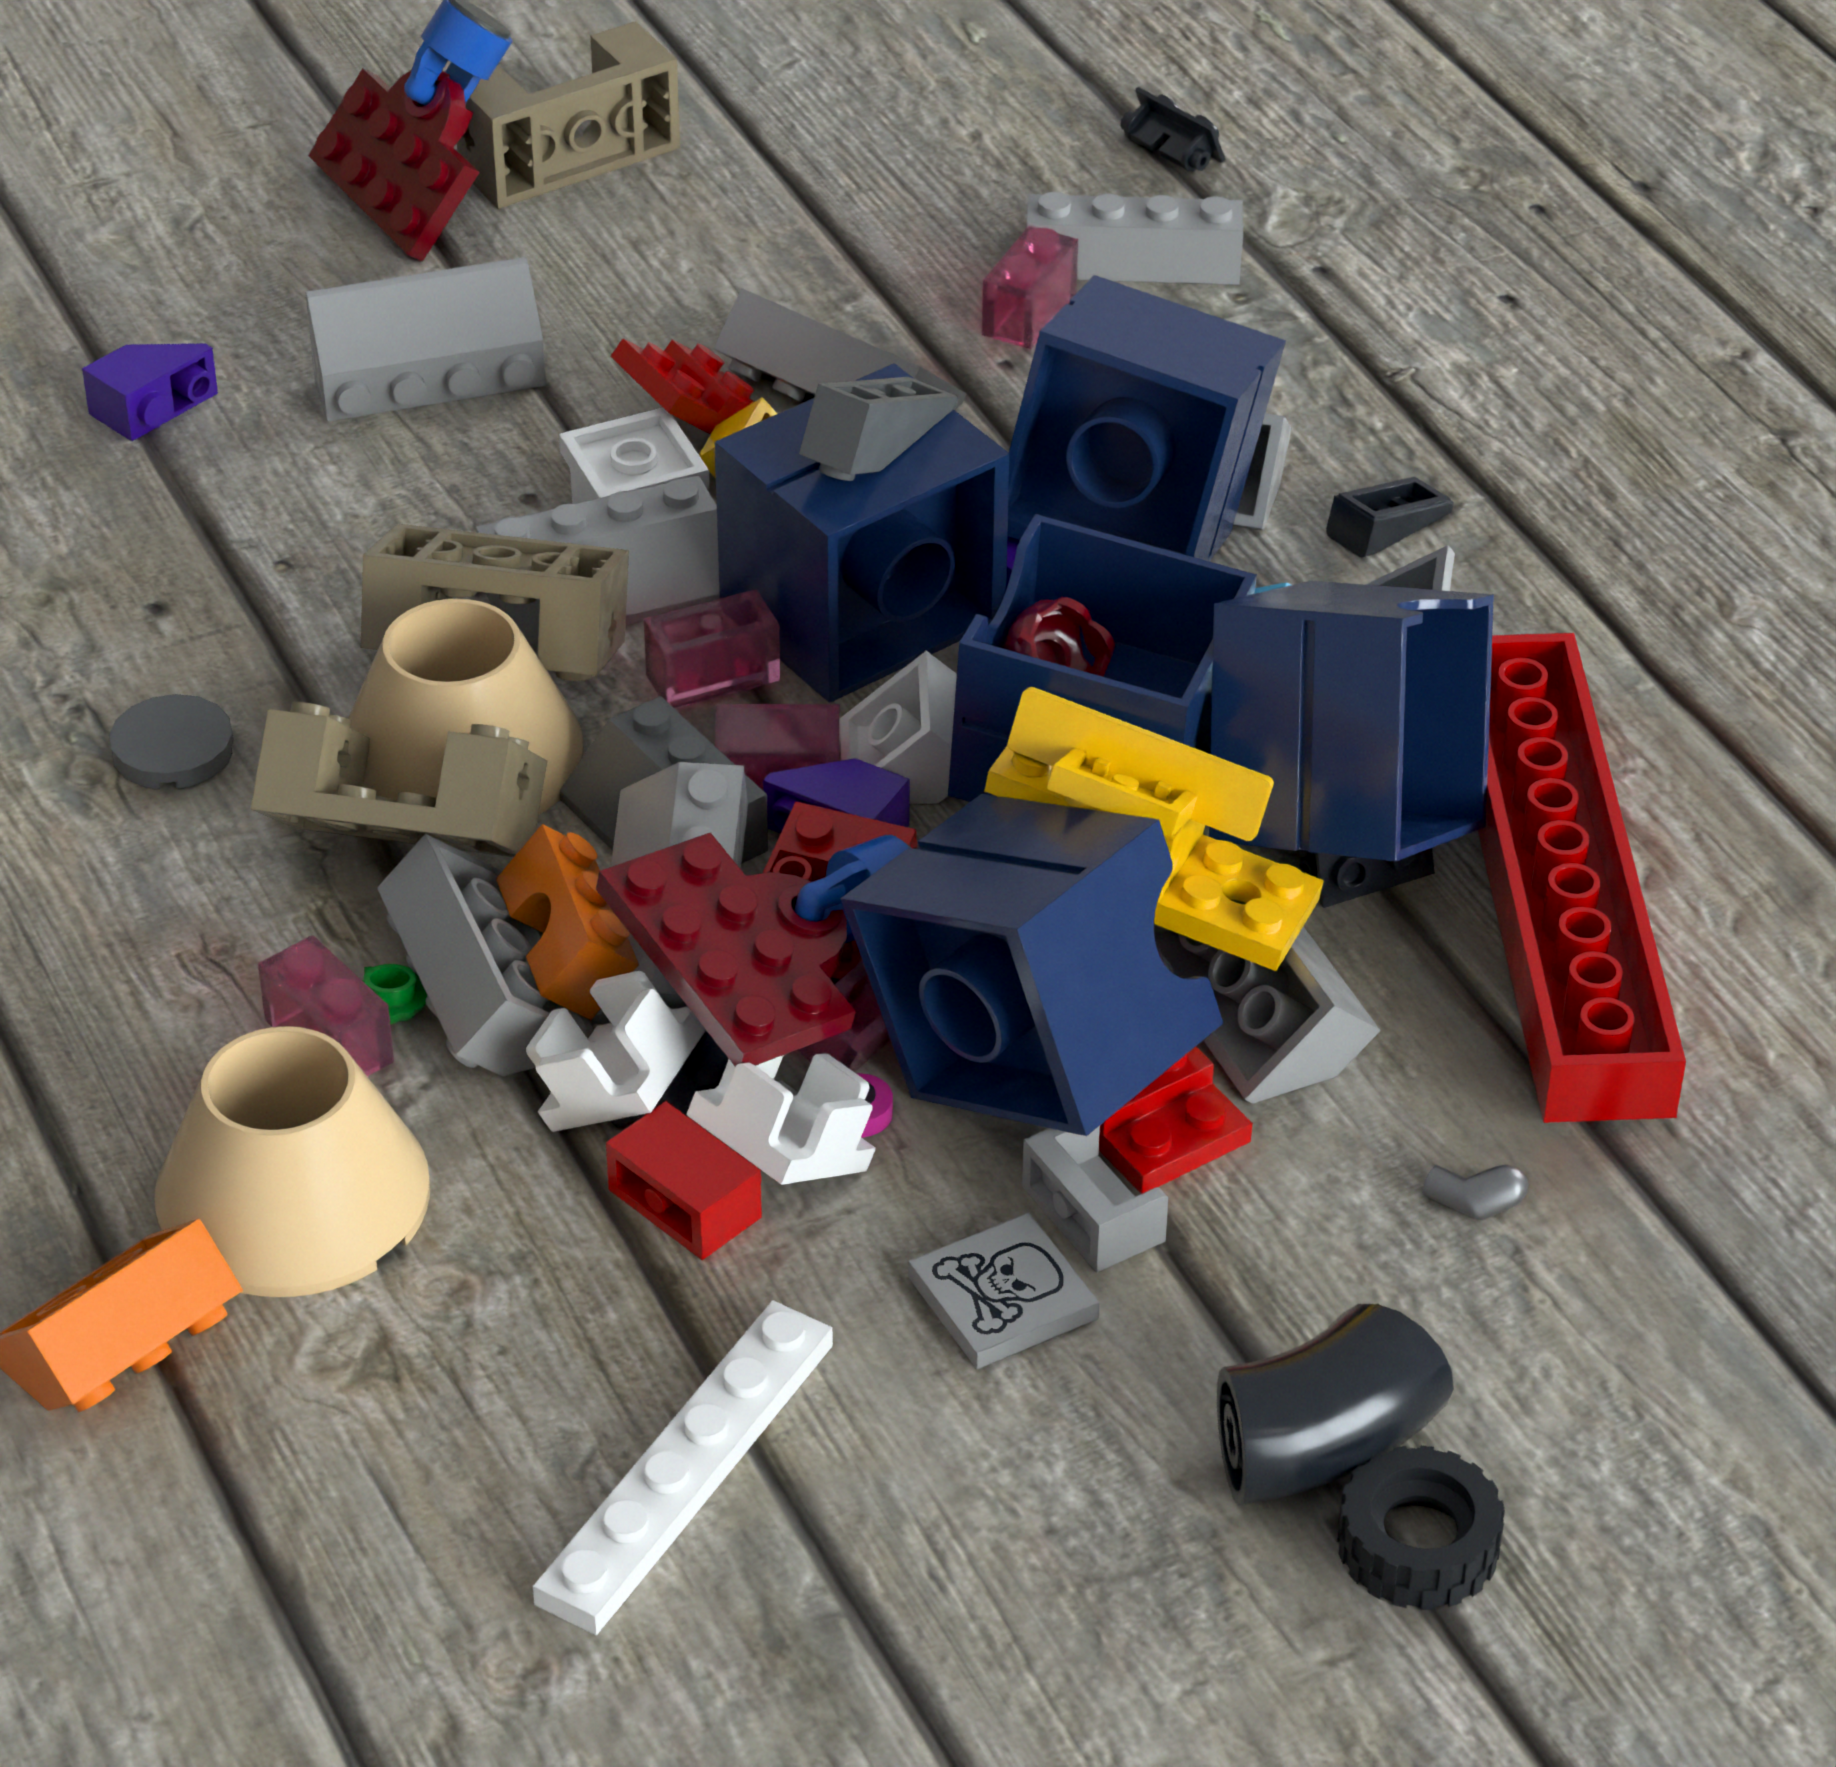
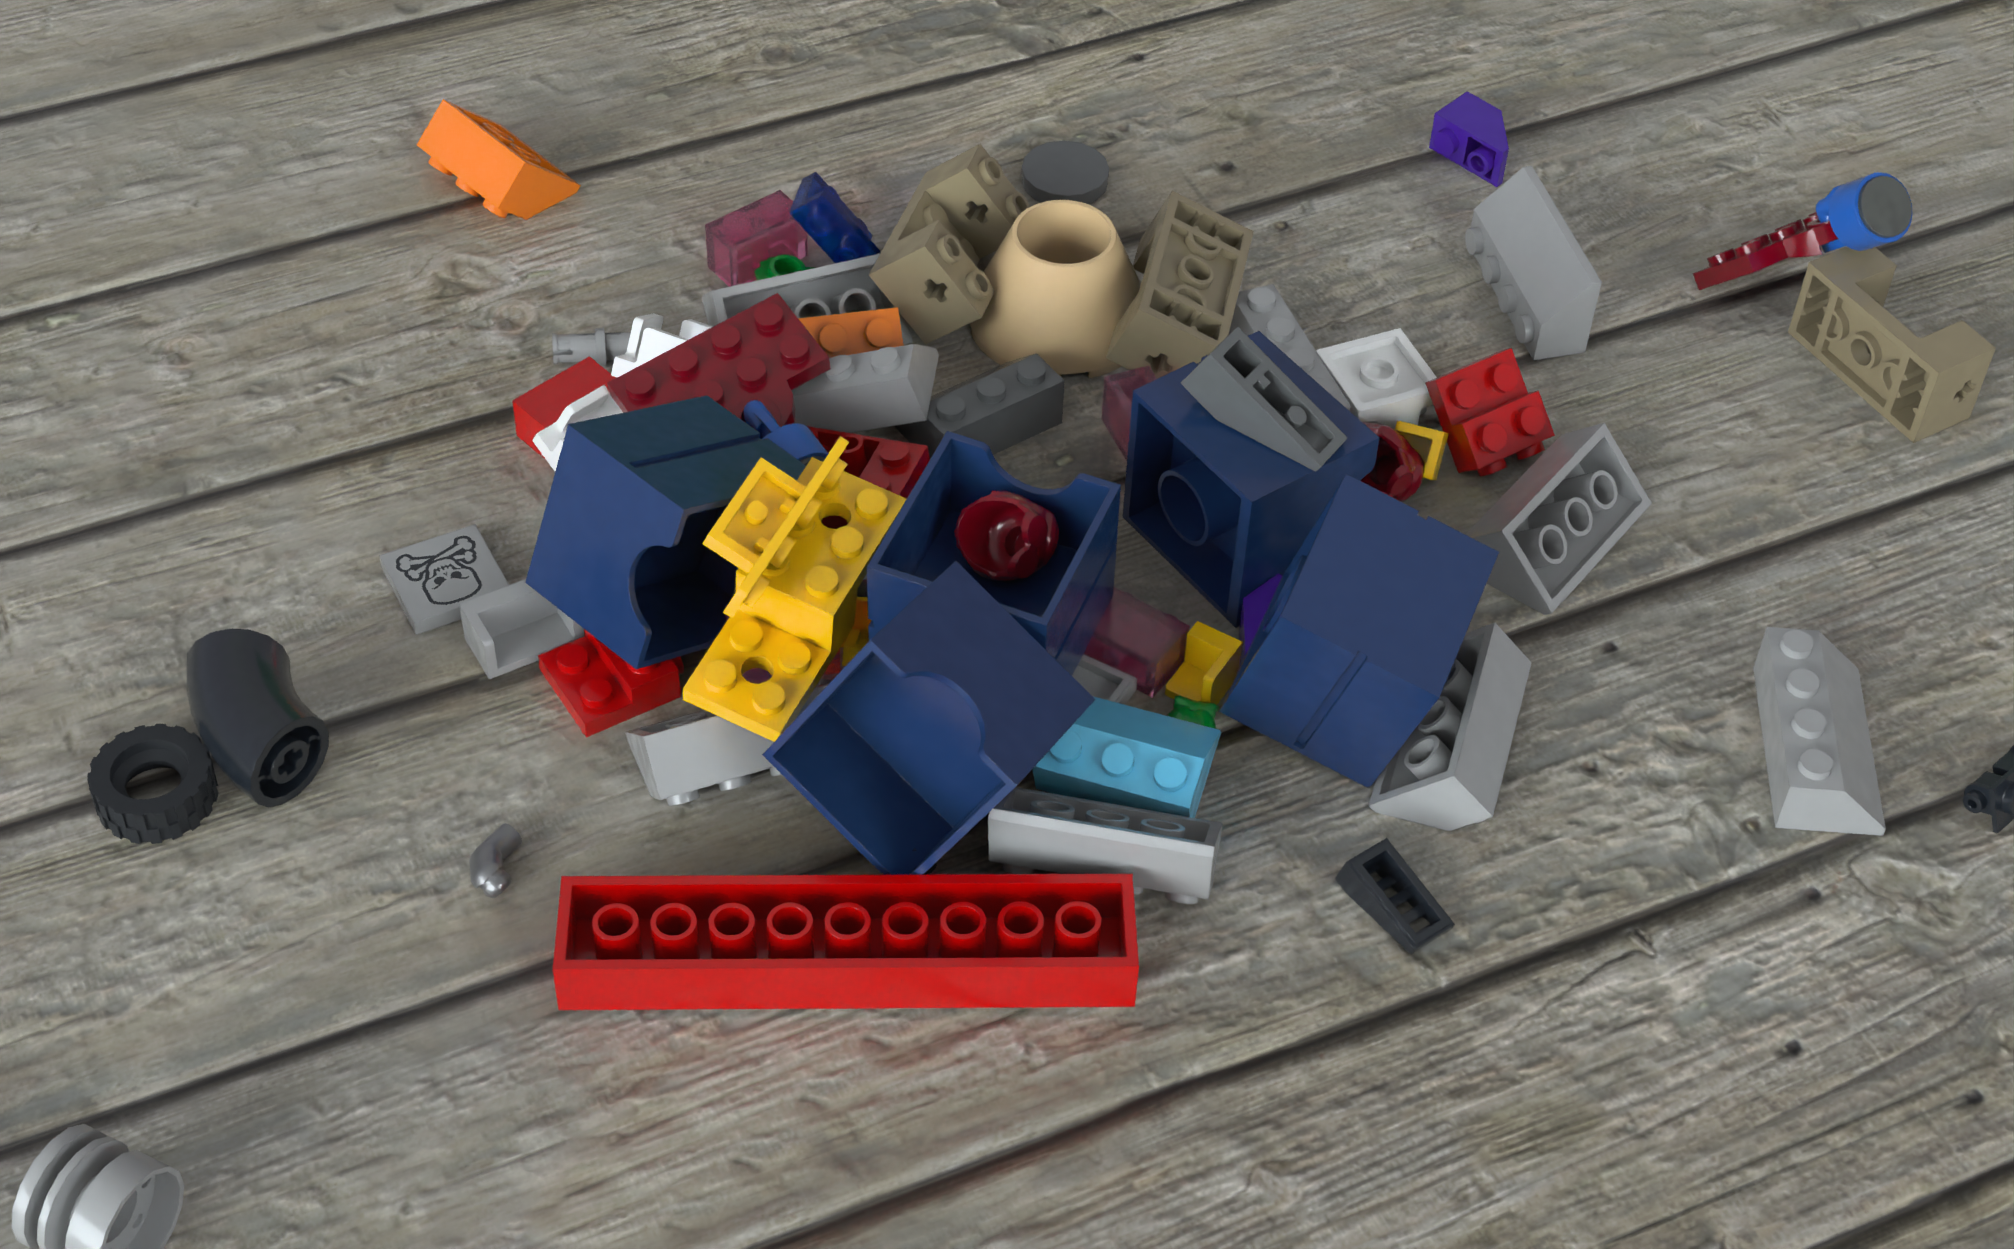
camera: 90 degrees right, 5 degrees up
(293, 1165) = (609, 225): tan cone -> none
(340, 924) = (831, 221): none -> clear blue bracket
(540, 1169) = (597, 345): none -> light grey pin
(682, 1468) = (327, 420): white plate -> none
(777, 736) = (1033, 450): clear pink brick -> none
(1029, 286) = (1700, 647): clear pink brick -> none

